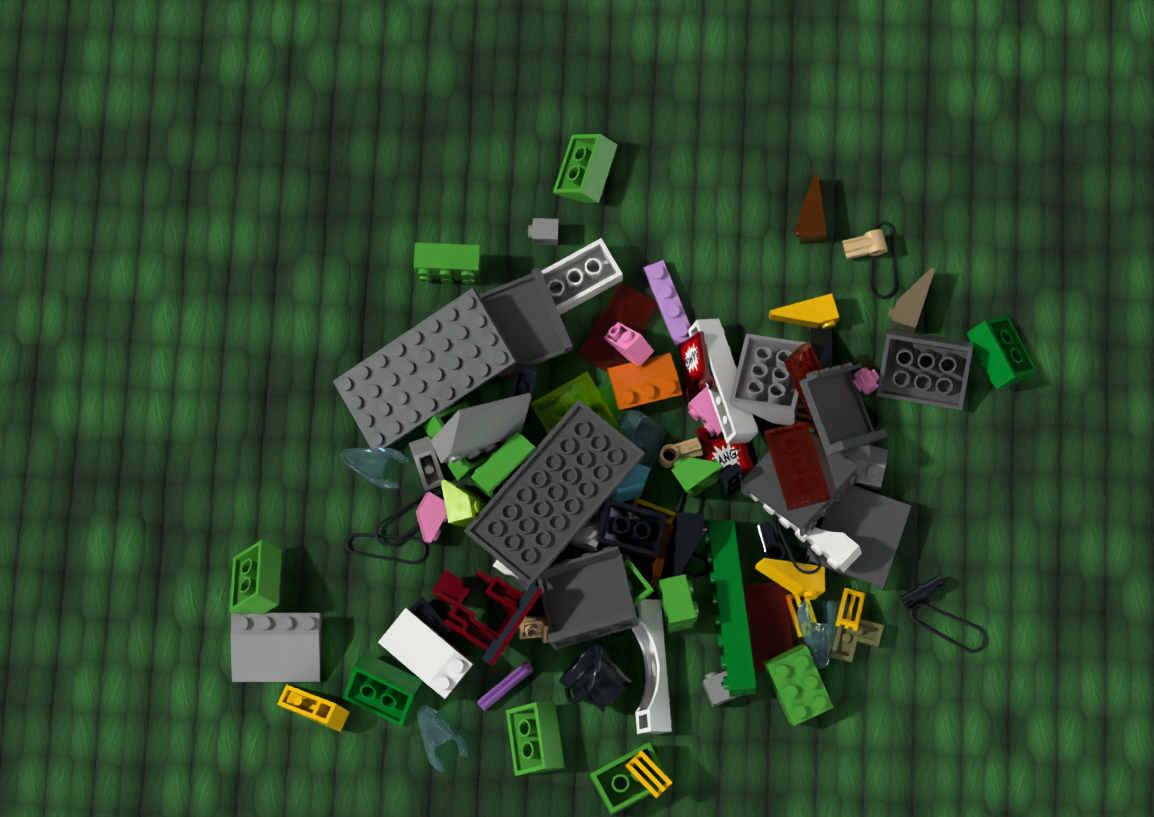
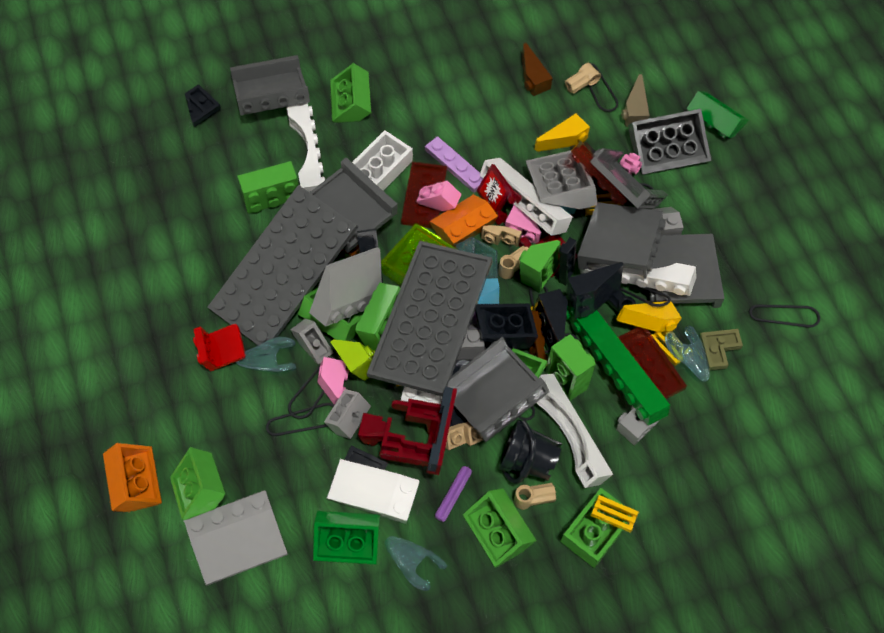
camera: 25 degrees left, 15 degrees down
(196, 544) = (131, 477): none -> orange slope
(313, 708) = (291, 577): yellow slope -> none
(328, 434) = (219, 347): none -> red bracket
(410, 117) = (200, 104): none -> black wing
(431, 561) = (347, 413): none -> light grey brick
(496, 124) = (269, 85): none -> dark grey panel
(498, 261) = (300, 121): none -> white arch
(543, 231) = (337, 146): light grey brick -> none
(586, 720) = (536, 495): none -> tan piece
(673, 412) = (494, 234): none -> tan slope
(738, 528) = (593, 289): none -> black slope
(797, 465) = (616, 227): clear red tile -> none
(798, 684) = (697, 396): bright green brick -> none
(847, 622) = (703, 327): yellow tile -> none
(922, 591) = (752, 295): black pin -> none

